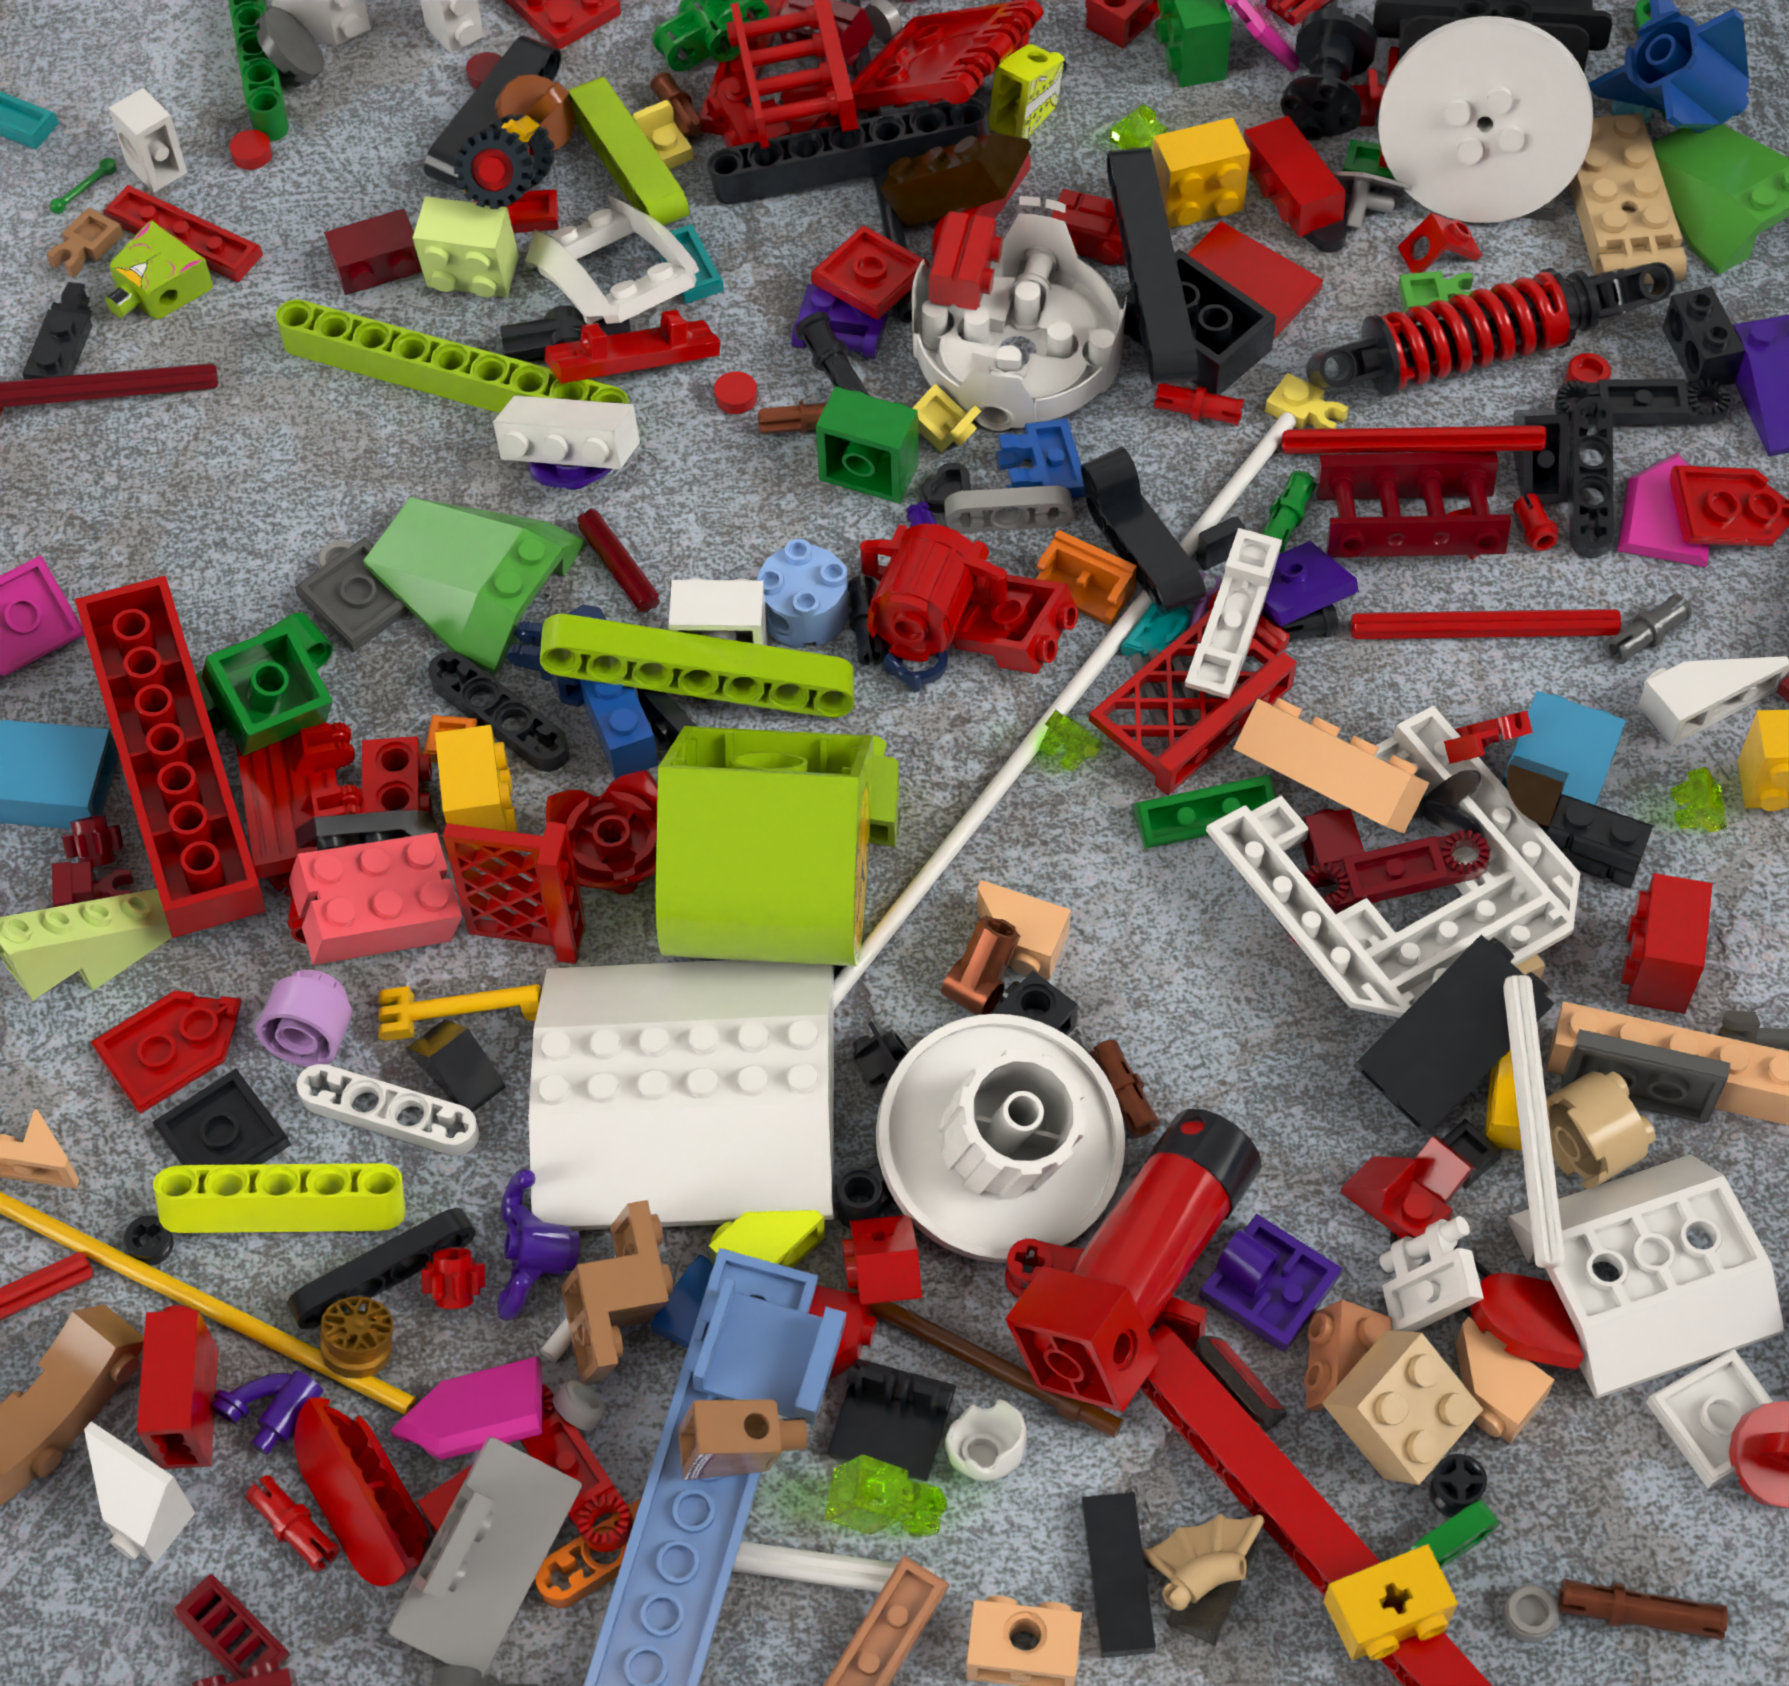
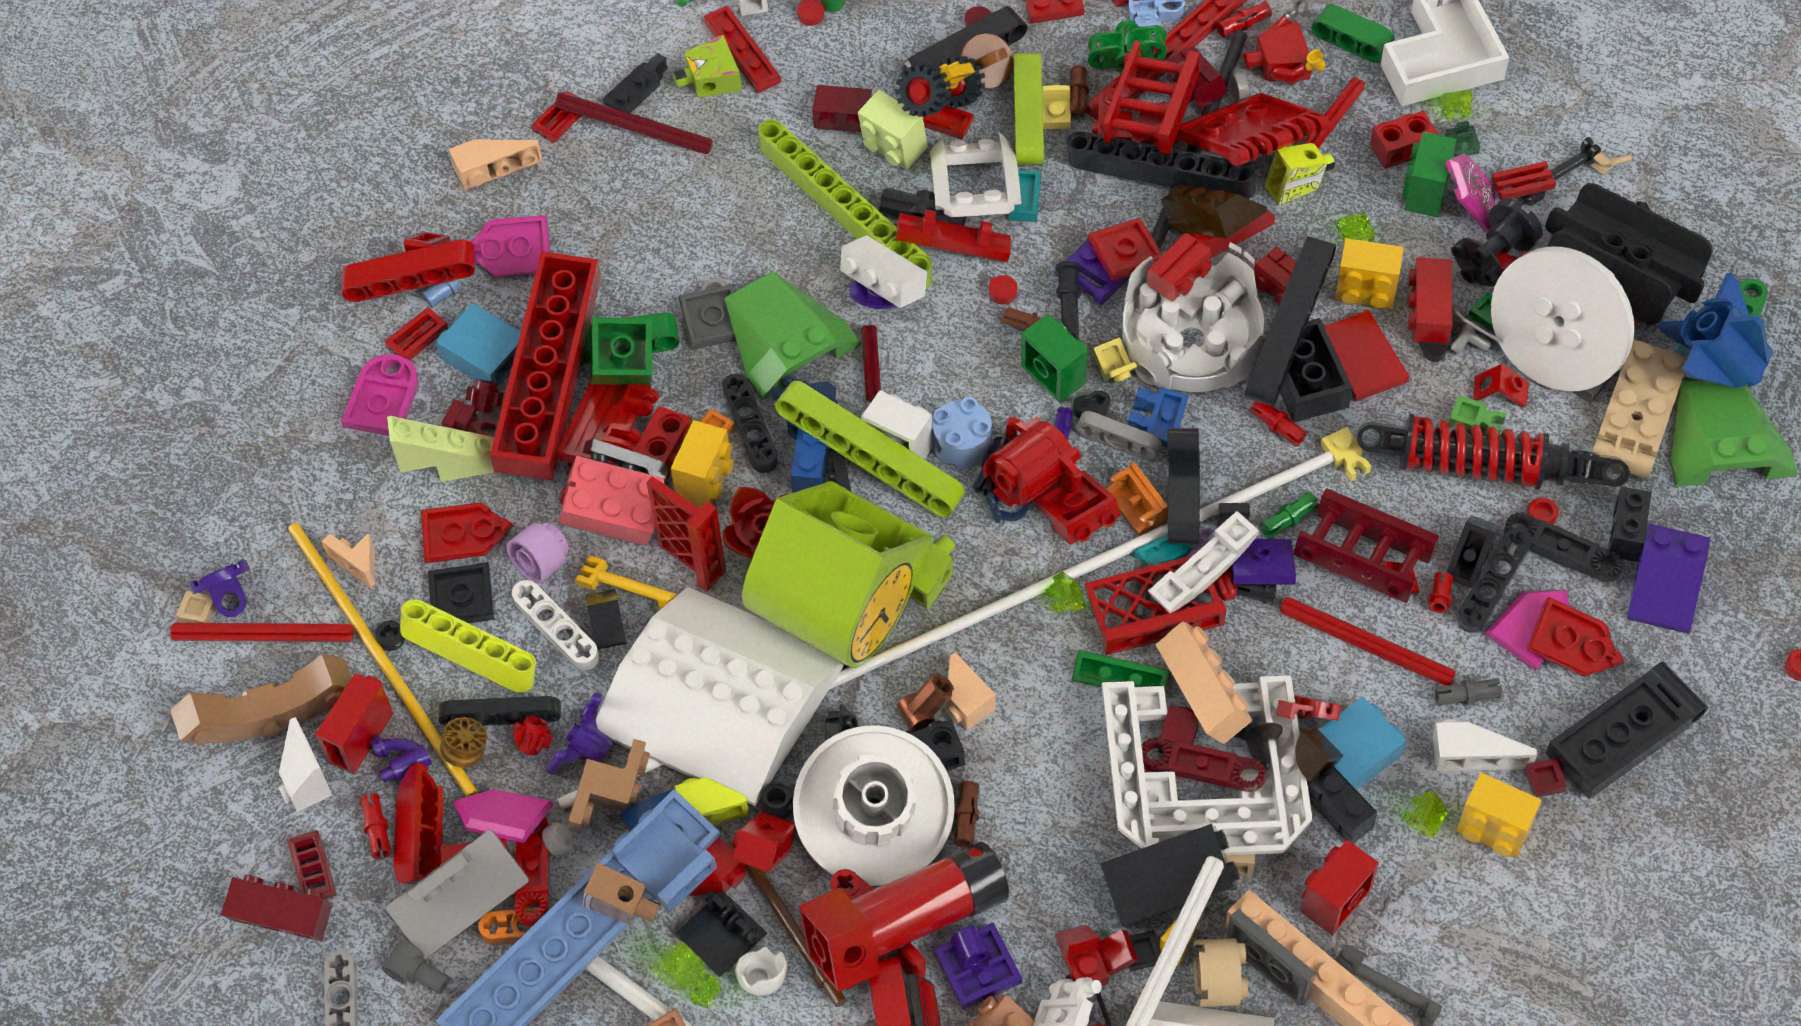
camera: 30 degrees right, 0 degrees up
(86, 237) = (684, 30): medium nougat plate -> none
(1414, 439) = (1393, 505): red axle -> none

